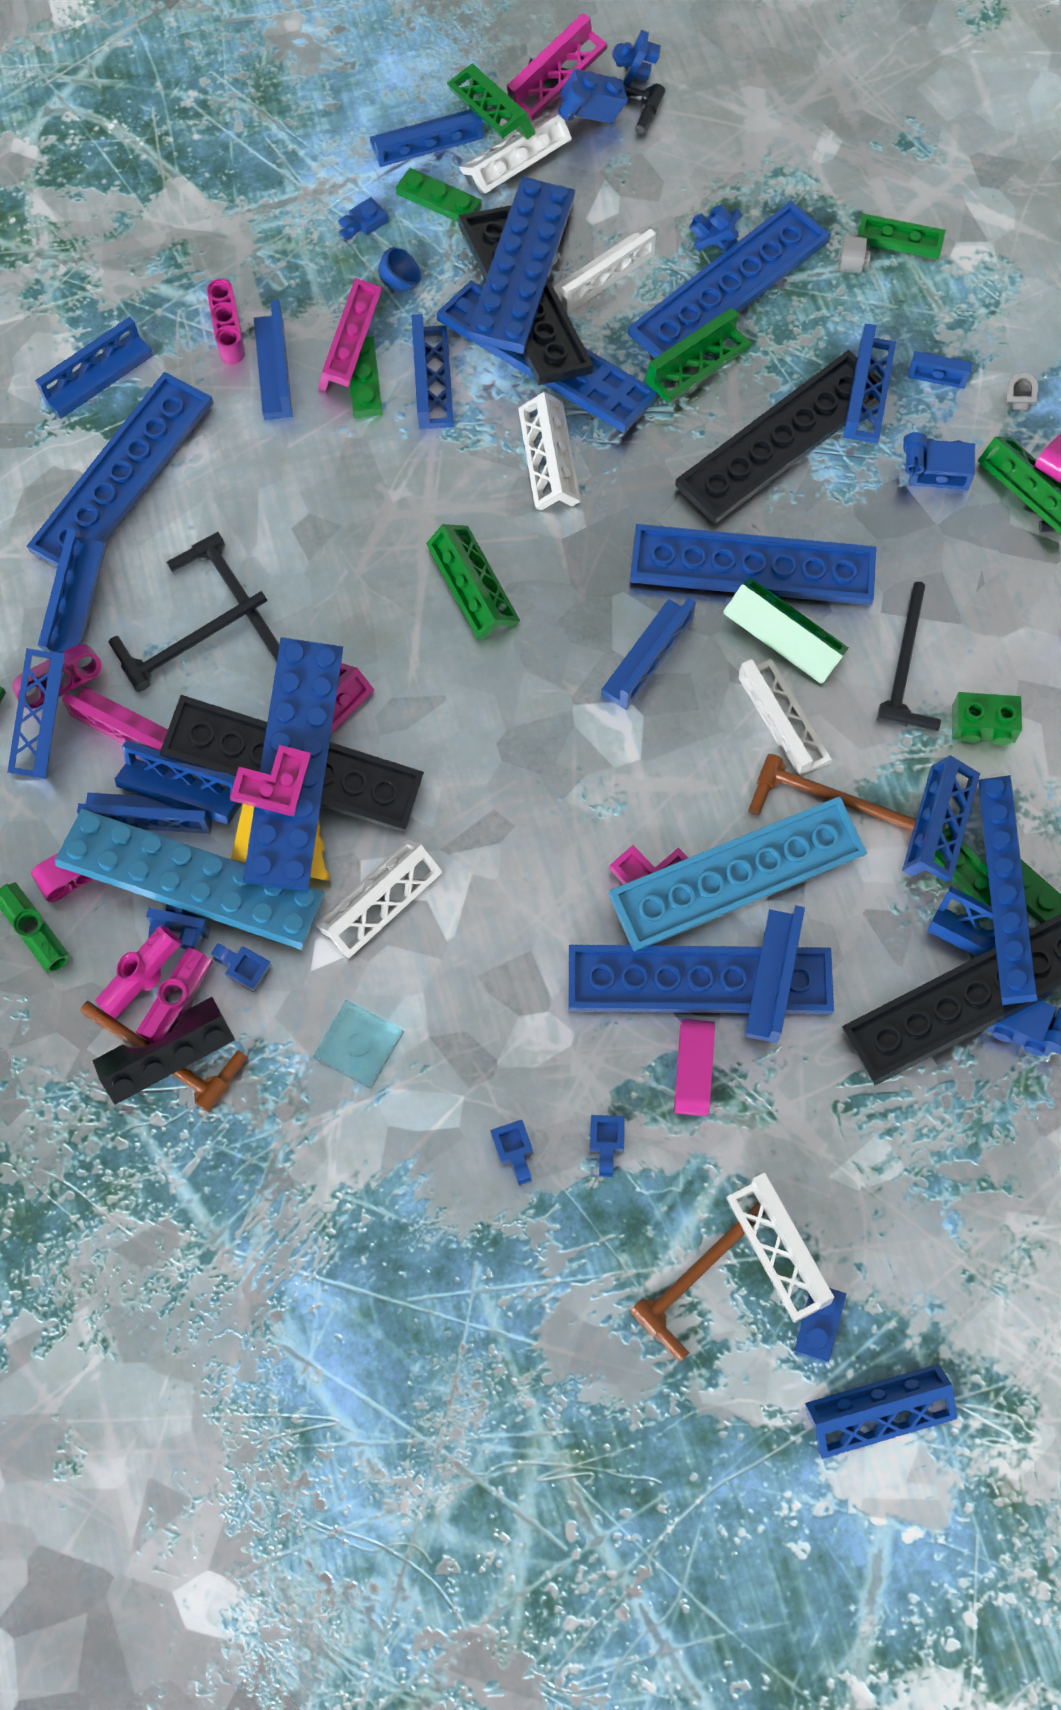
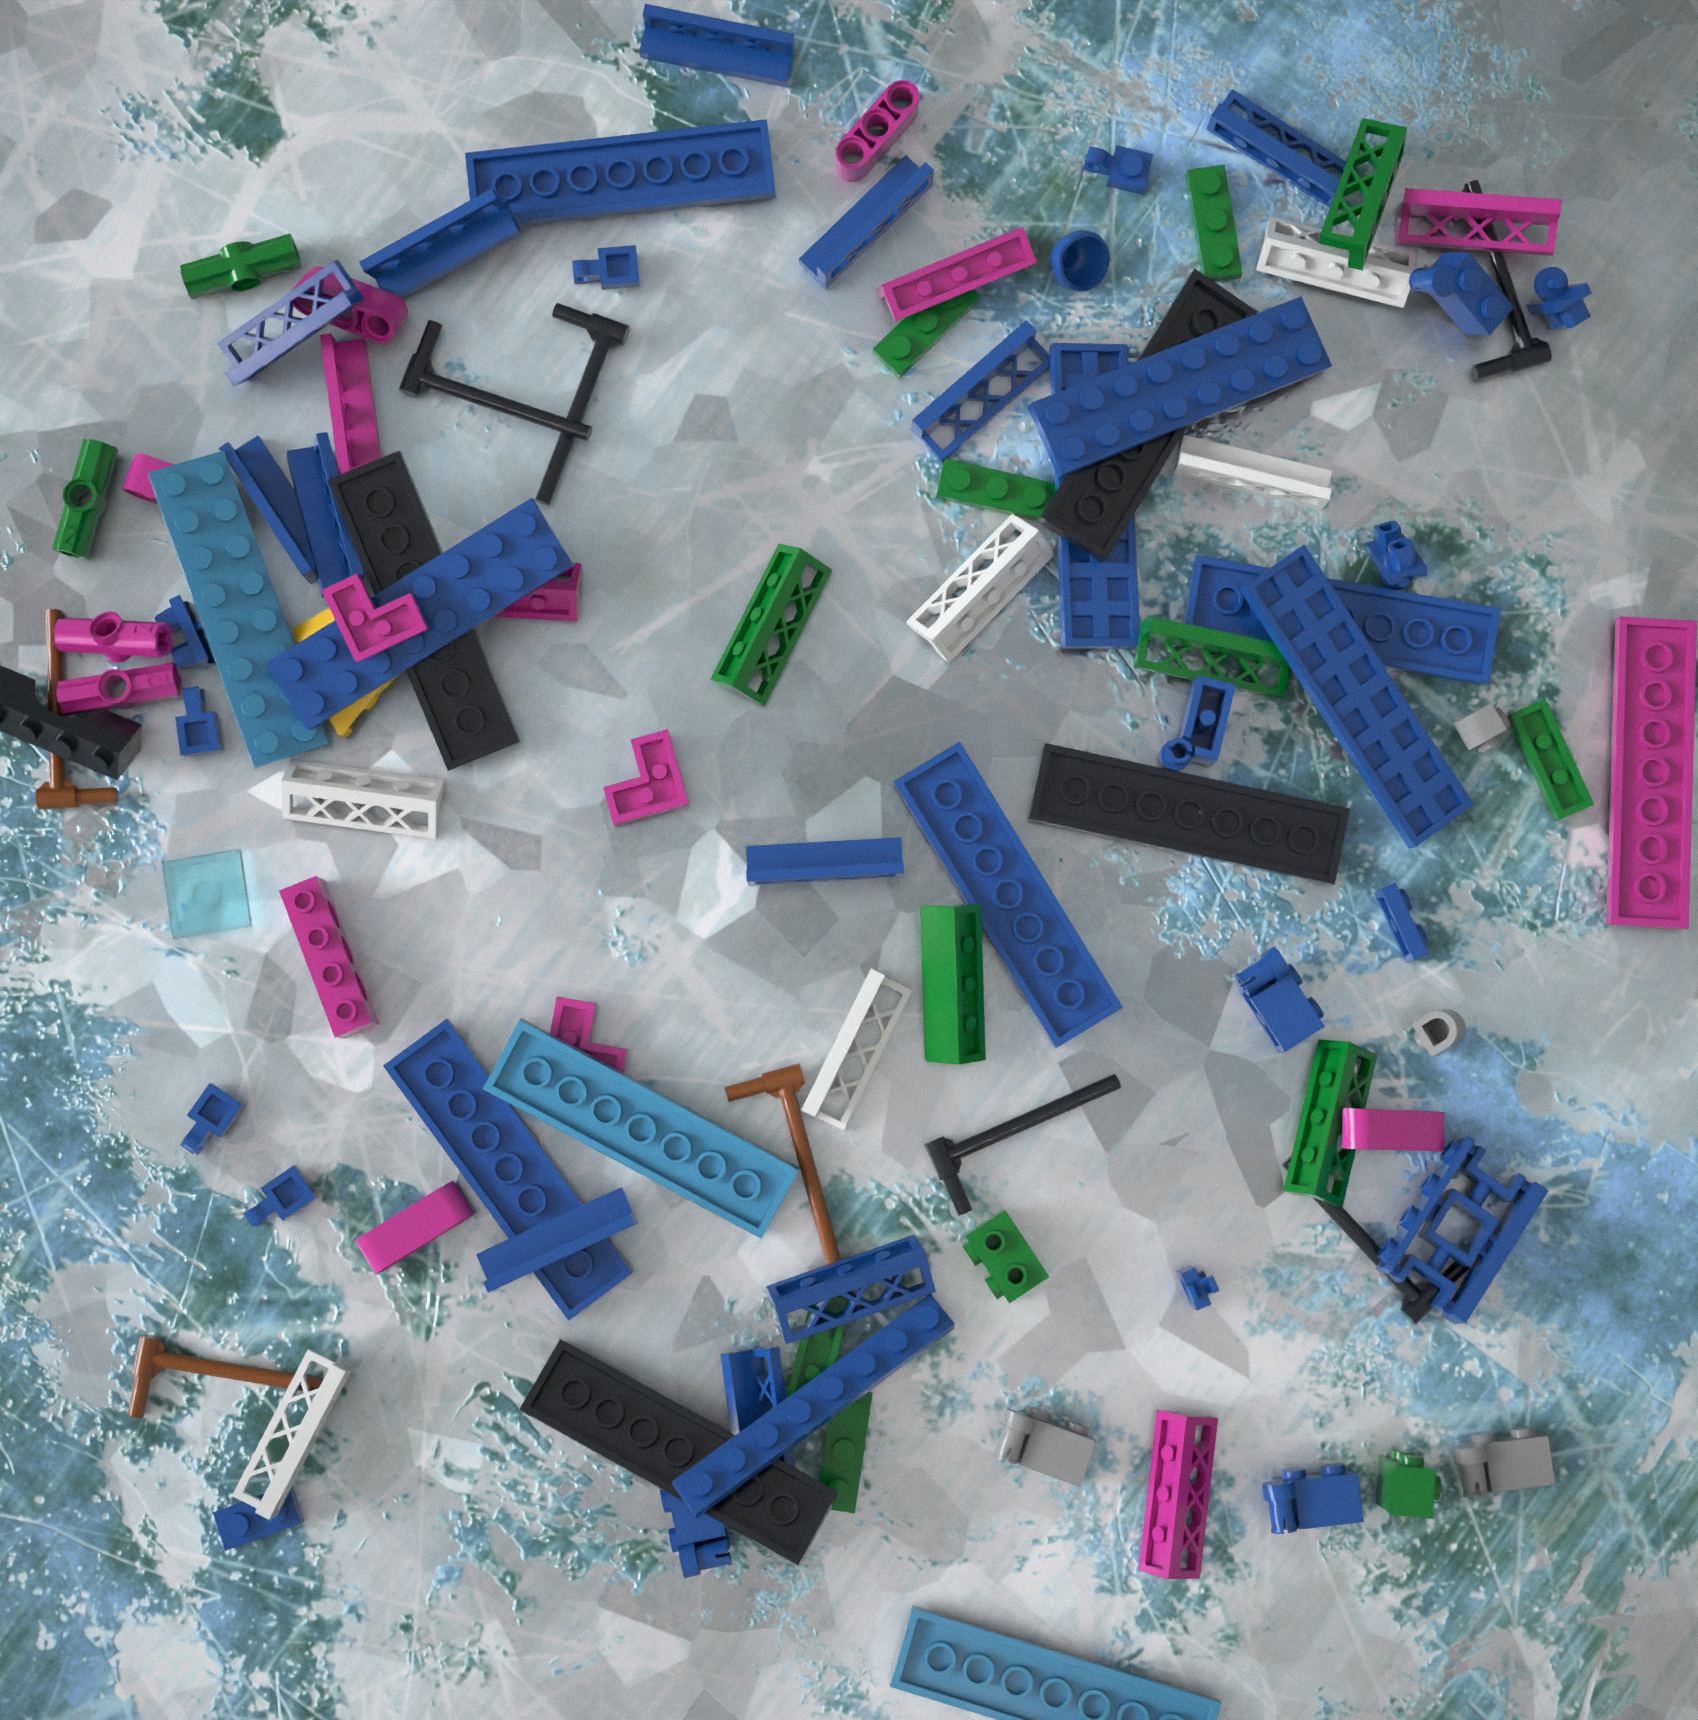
camera: 50 degrees right, 15 degrees up
(172, 515) = (615, 267): none -> blue plate
(468, 989) = (329, 957): none -> dark pink brick
(496, 407) = (994, 490): none -> green plate
(521, 716) = (656, 790): none -> dark pink plate
(734, 388) = (1201, 725): none -> blue hinge
(783, 297) = (1356, 696): none -> blue plate
(861, 381) = (1306, 852): blue fence -> none
(881, 1403) = (219, 1624): blue fence -> none
(949, 194) = (1651, 773): none -> dark pink plate

